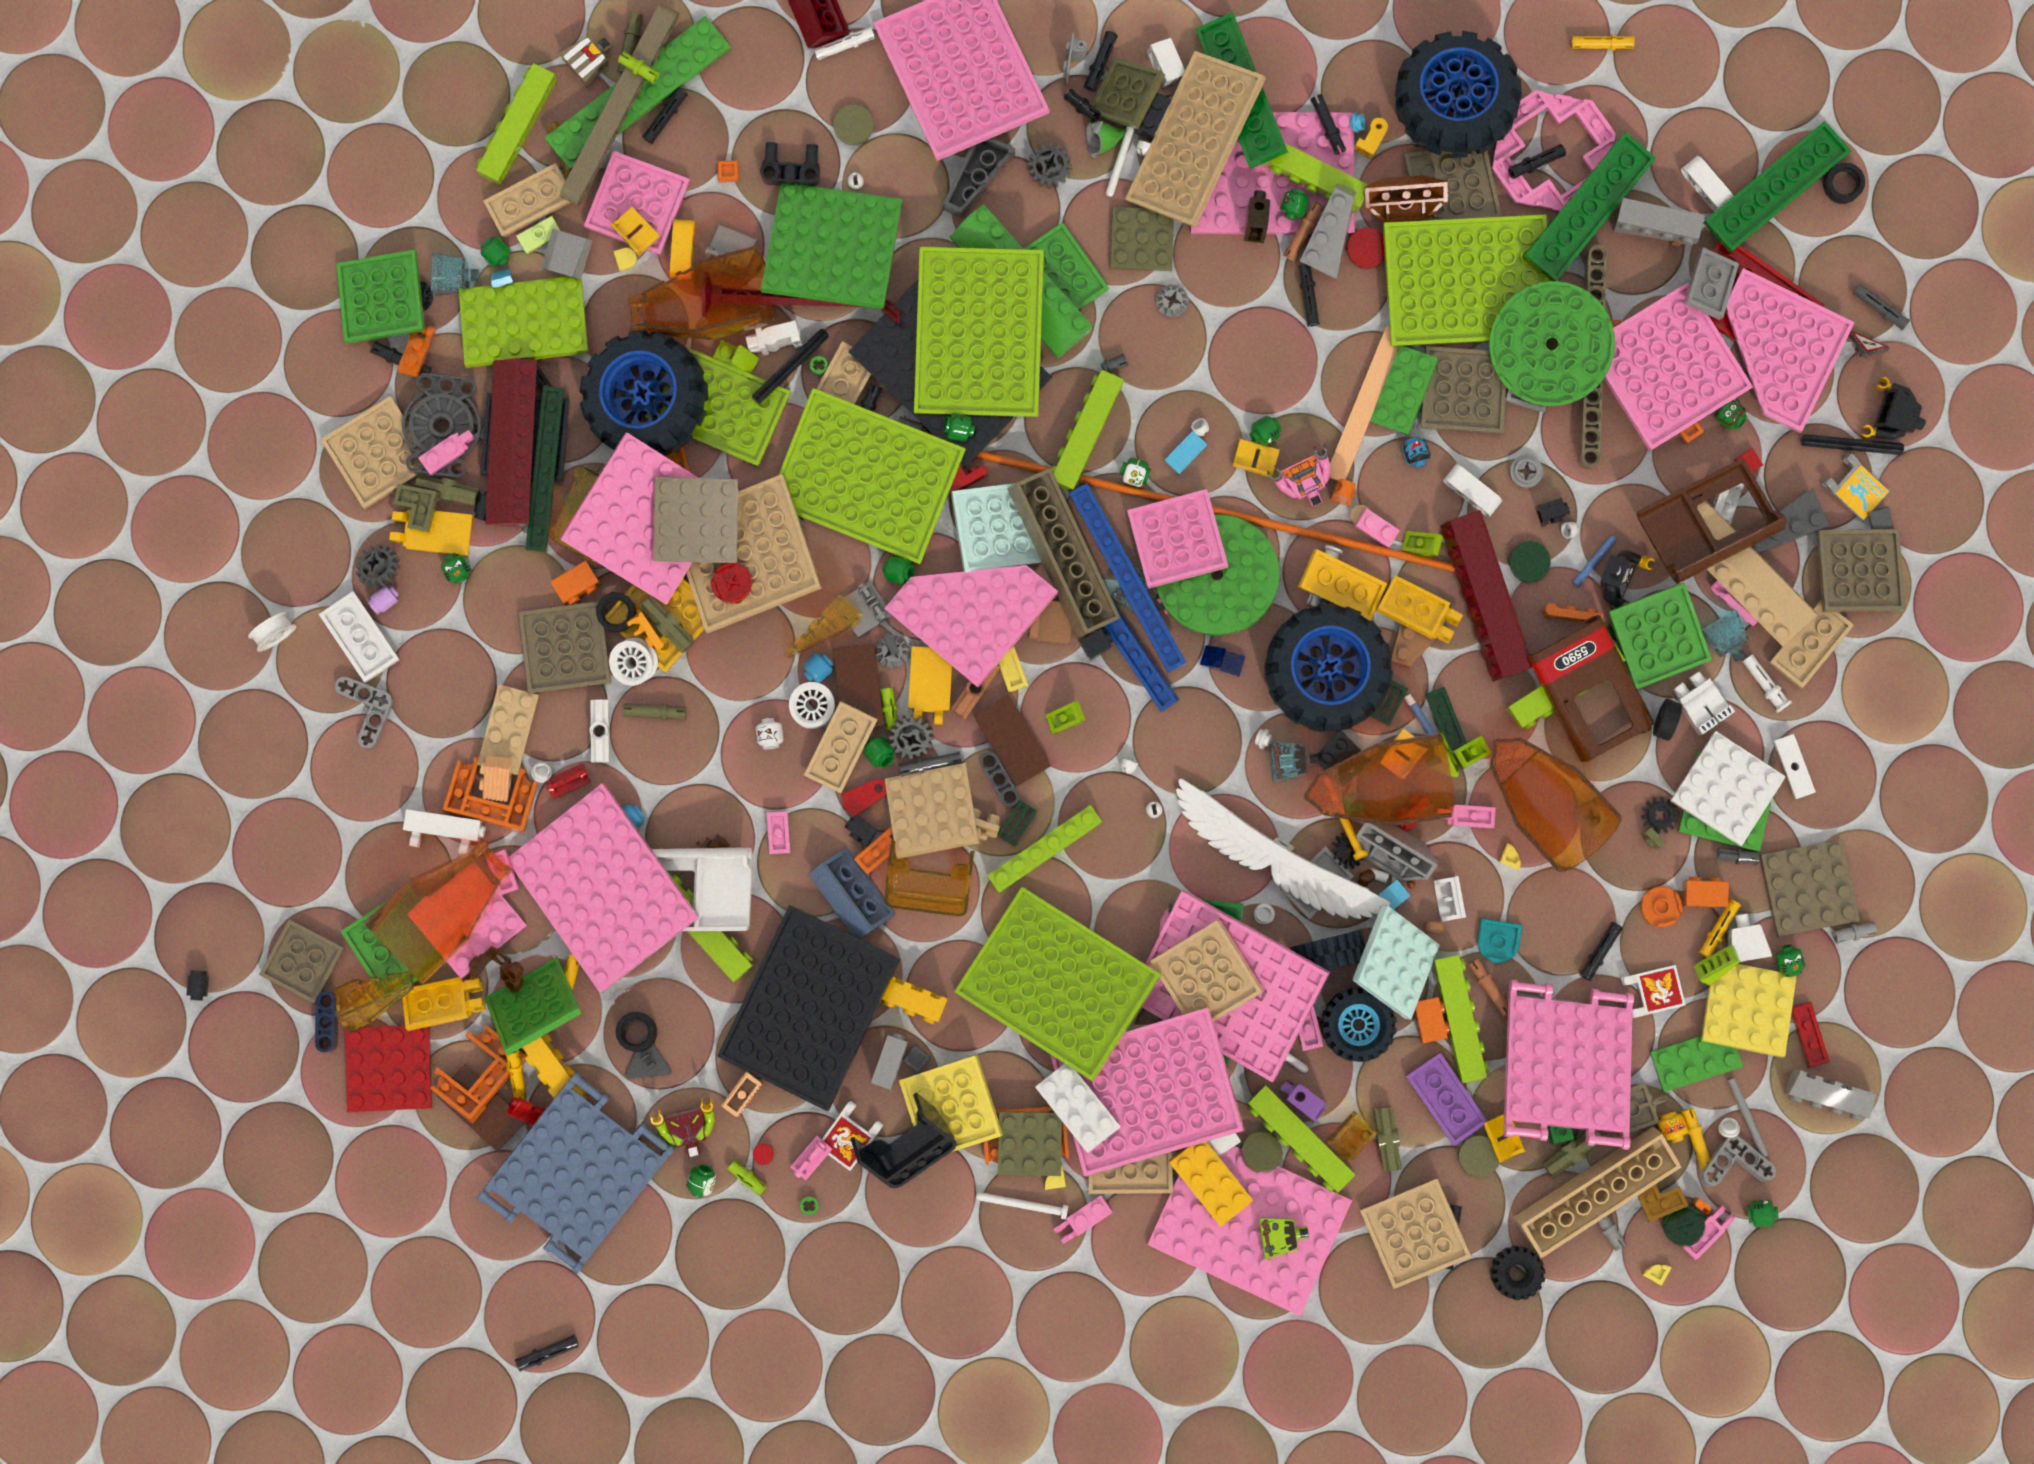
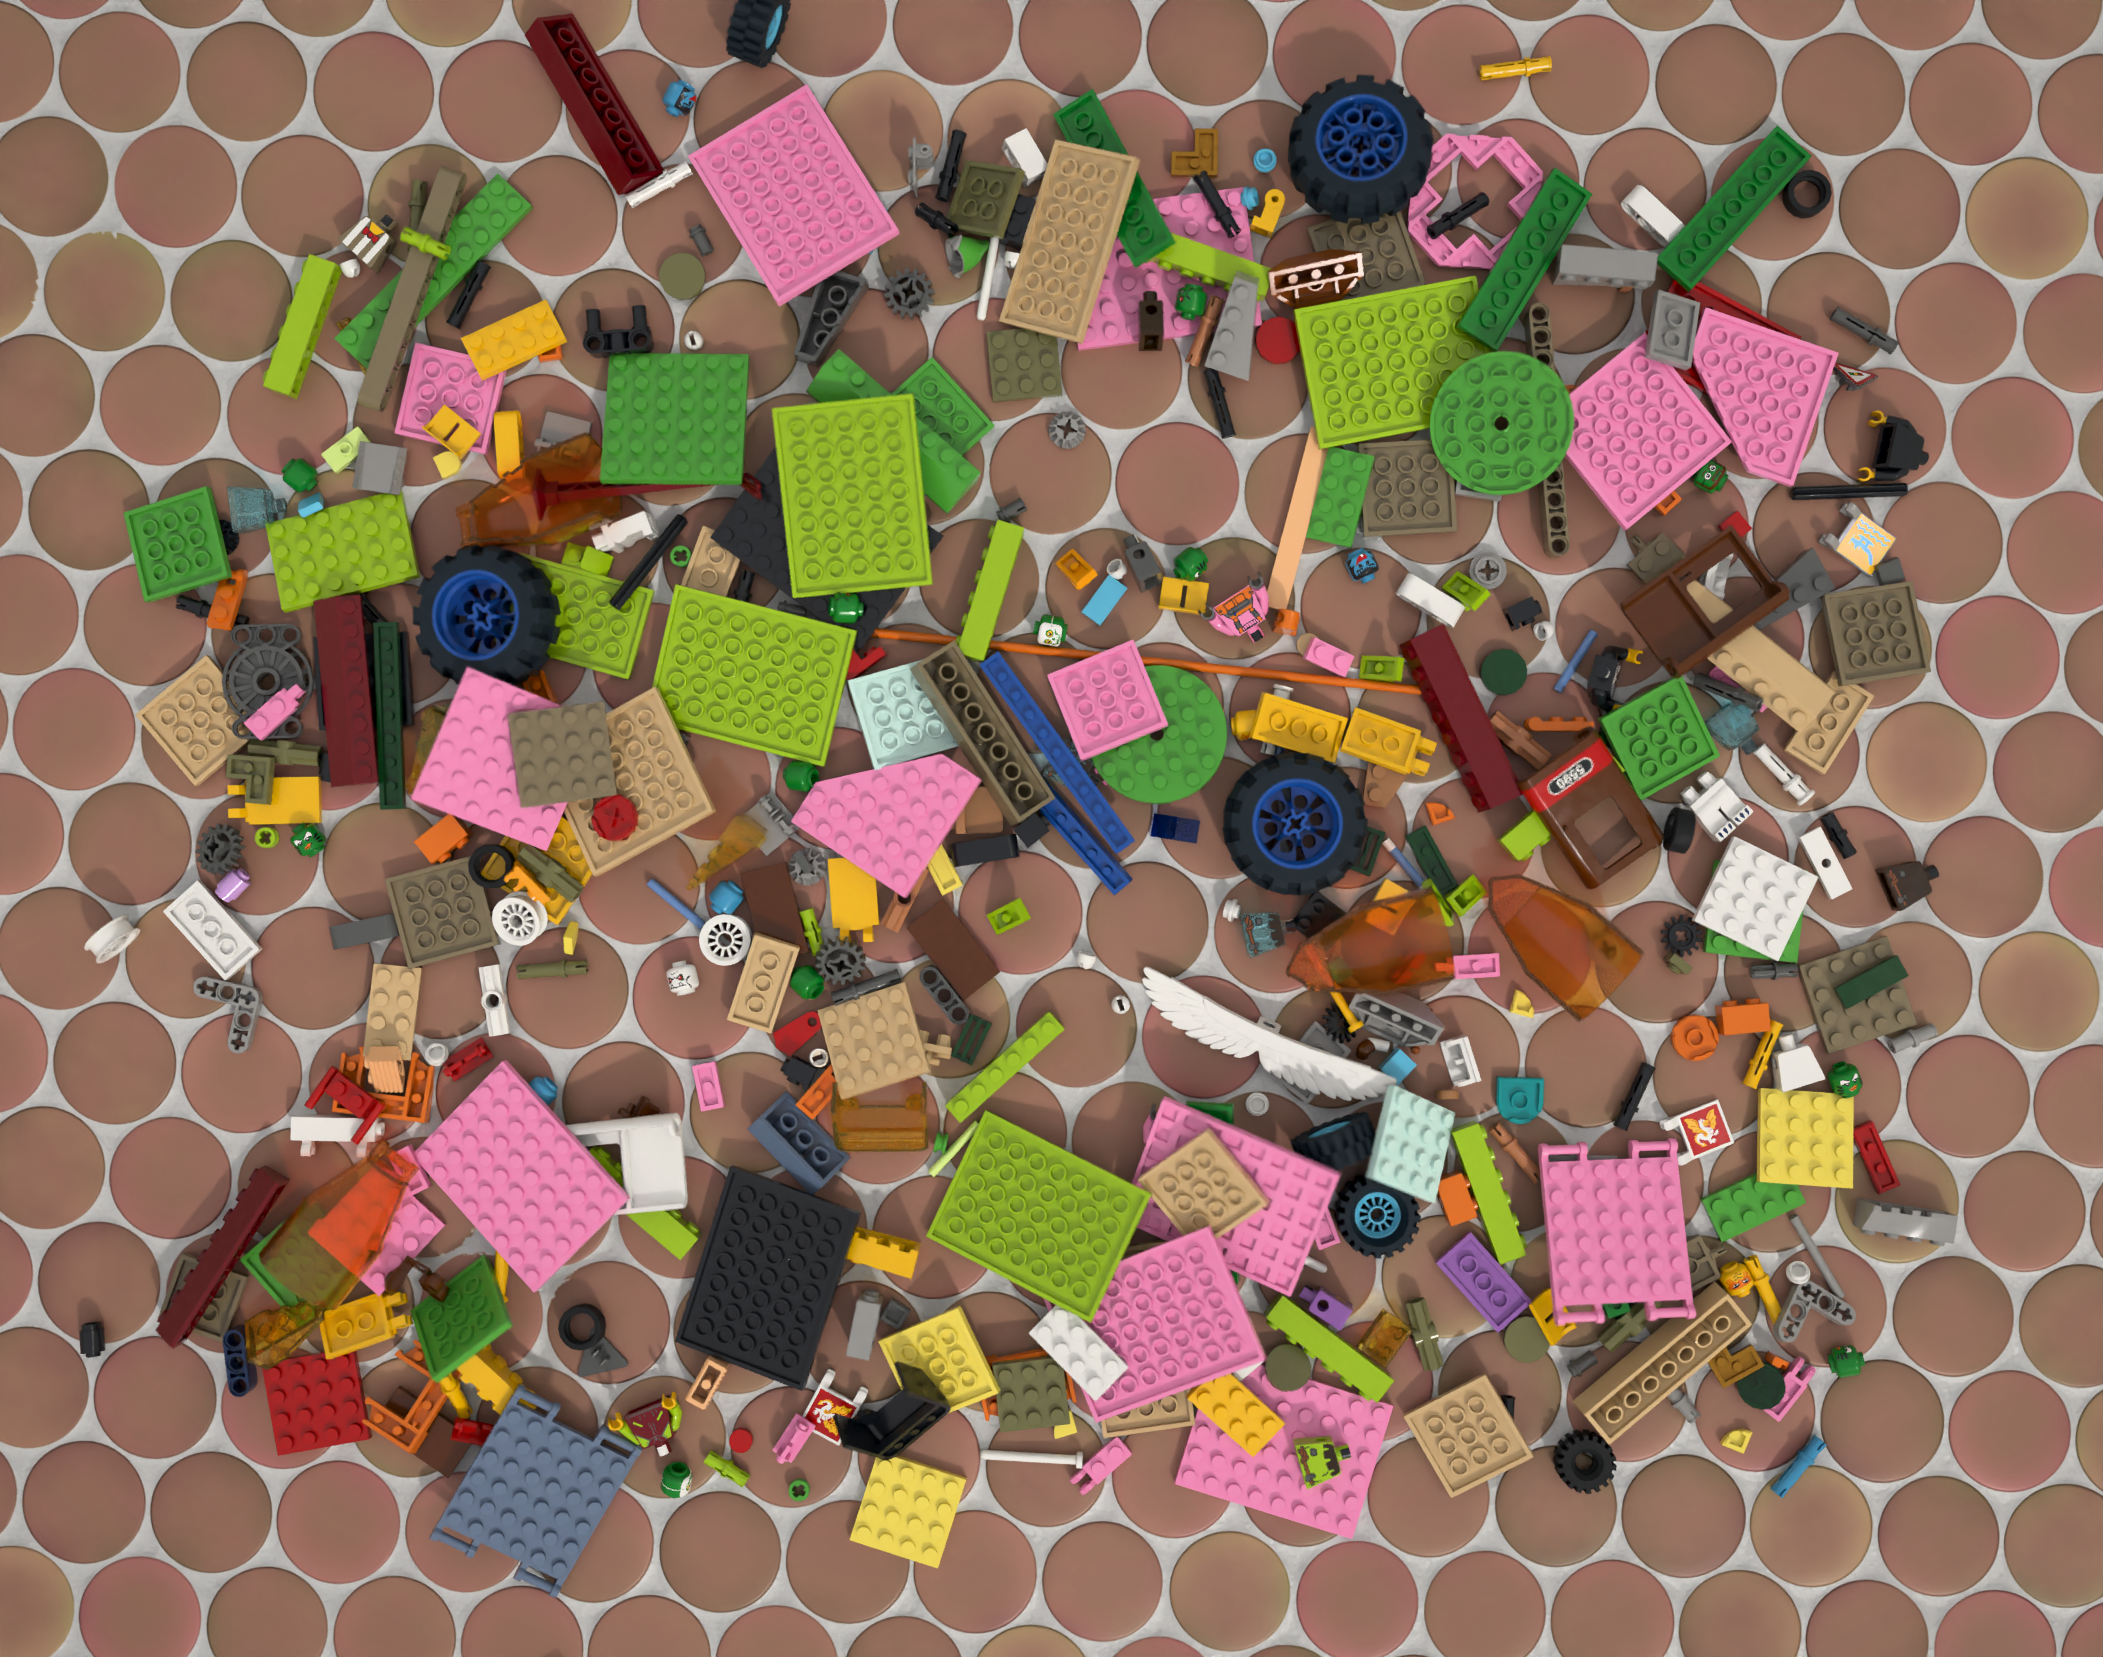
camera: 10 degrees left, 5 degrees up
(327, 923) = (221, 1255): none -> dark red slope
(412, 561) = (274, 838): none -> lime bush
(462, 798) = (351, 1097): none -> red plate
(493, 655) = (363, 931): none -> dark grey beam
(527, 200) = (326, 413): tan plate -> none
(566, 79) = (350, 268): none -> white hinge
(674, 685) = (570, 937): none -> light yellow tile
(699, 159) = (514, 340): none -> yellow plate
(772, 668) = (675, 903): none -> medium blue bar
(874, 95) = (701, 240): none -> dark grey pin
(880, 815) = (819, 1062): none -> white hinge
(904, 1236) = (908, 1509): none -> light yellow plate
(978, 910) = (941, 1142): none -> bright green bush
(988, 918) = (953, 1149): none -> yellowish green bar
(1051, 657) = (984, 850): none -> black beam
(1164, 422) = (1076, 569): none -> light orange slope
(1223, 425) = (1144, 570): none -> dark grey torso
(1293, 576) = (1242, 724): none -> yellow head
(1321, 83) = (1202, 159): none -> pearl gold plate
(1374, 92) = (1264, 160): none -> medium azure plate
(1457, 678) = (1438, 813): none -> orange tile
(1504, 486) = (1466, 591): none -> lime slope
(1526, 1185) = (1582, 1364): none -> dark grey pin
(1534, 622) = (1519, 741): none -> nougat piece
(1673, 477) = (1654, 557): none -> dark tan plate
(1705, 967) = (1753, 1104): lime slope -> none
(1717, 1296) = (1798, 1466): none -> dark azure pin
(1731, 607) = (1736, 695): none -> dark grey pin
(1809, 744) = (1838, 835): none -> black pin
(1822, 876) = (1870, 981): none -> dark green tile
(1864, 793) = (1906, 883): none -> dark brown torso

